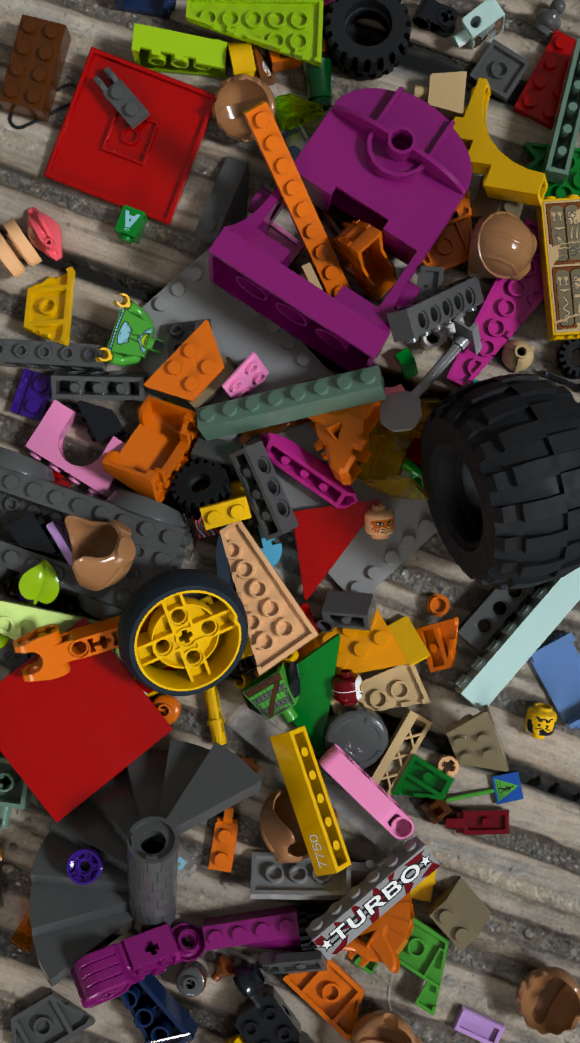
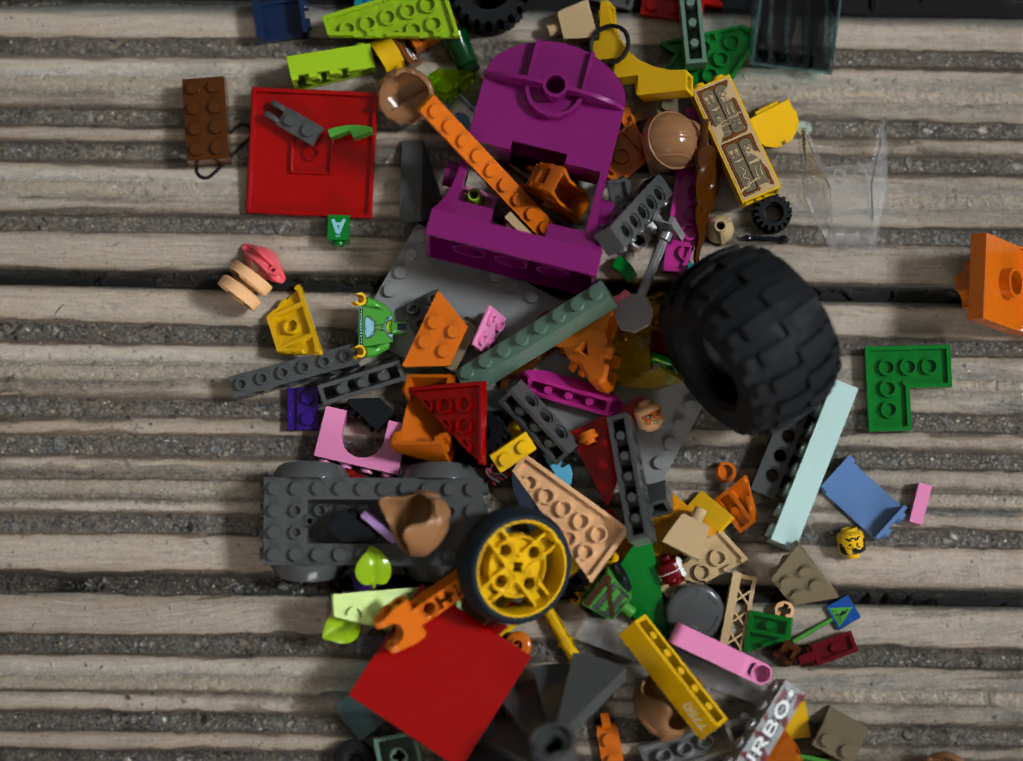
camera: 15 degrees left, 5 degrees down
(181, 127) = (357, 131): none -> bright green slope
(186, 452) = (461, 411): none -> red tile
(284, 239) = (480, 200): none -> cone
(310, 523) = (588, 437): none -> orange plate
(337, 584) = (631, 480): none -> dark grey brick
(378, 658) = (688, 534): none -> tan torso
(493, 126) = (590, 46): none -> black tyre
(521, 302) = (706, 184): none -> reddish brown piece

